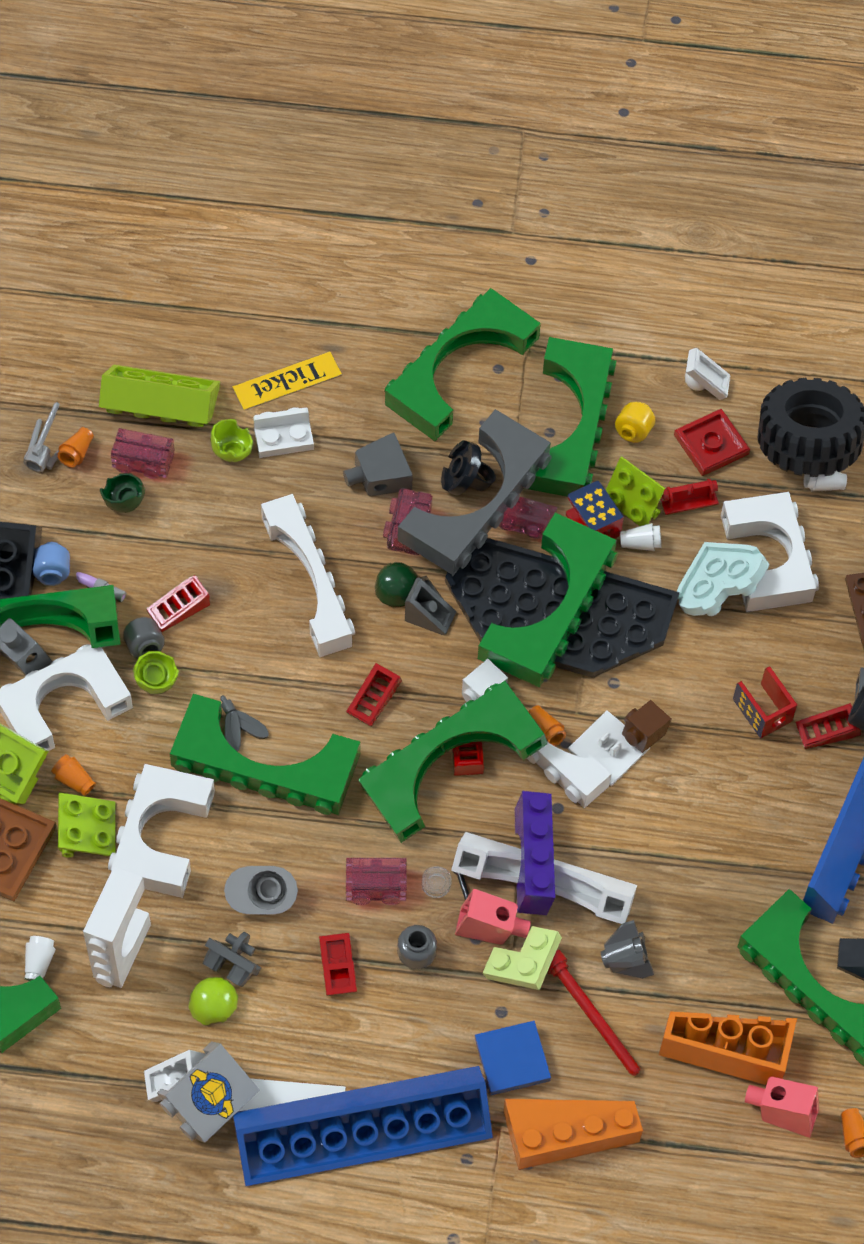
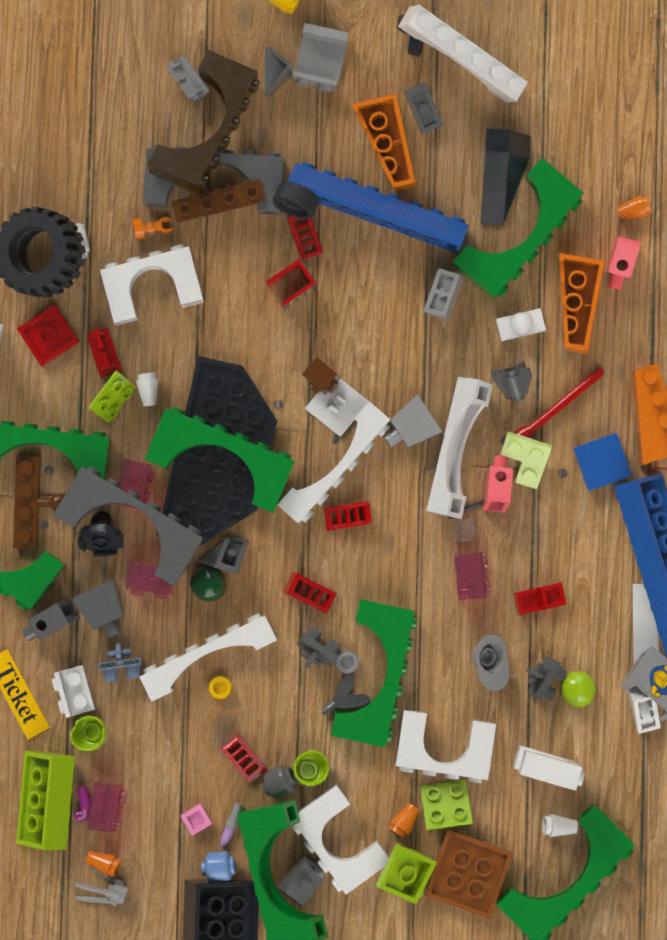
camera: 90 degrees left, 25 degrees up
(112, 549) = (196, 819): none -> bright pink tile
(123, 493) = (146, 817): dark green hair -> none
(159, 431) = (85, 804): none -> magenta arm
(268, 588) = (220, 687): none -> yellow tile
(282, 730) = (347, 662): none -> light grey tile
(305, 471) = (110, 668): none -> sand blue hips
(313, 687) = (315, 652): none -> dark grey hips
(367, 402) = (51, 621): none -> dark grey torso
(417, 947) = (533, 539): dark grey head -> none
(491, 718) = (335, 493): green arch -> none
(513, 404) = (28, 502): none -> reddish brown plate
(536, 873) = (458, 453): dark purple arch -> none
(549, 725) = (326, 455): orange cone -> none
(579, 828) = (412, 425): none -> light grey torso
(595, 510) = (132, 428): piece -> none
(635, 422) = (38, 399): yellow head -> none
(702, 974) = (520, 325): none -> white tile
(719, 573) = (182, 323): light aqua plate -> none
(745, 880) = (443, 294): none -> light grey hinge
(838, 547) = (140, 229): none -> orange piece

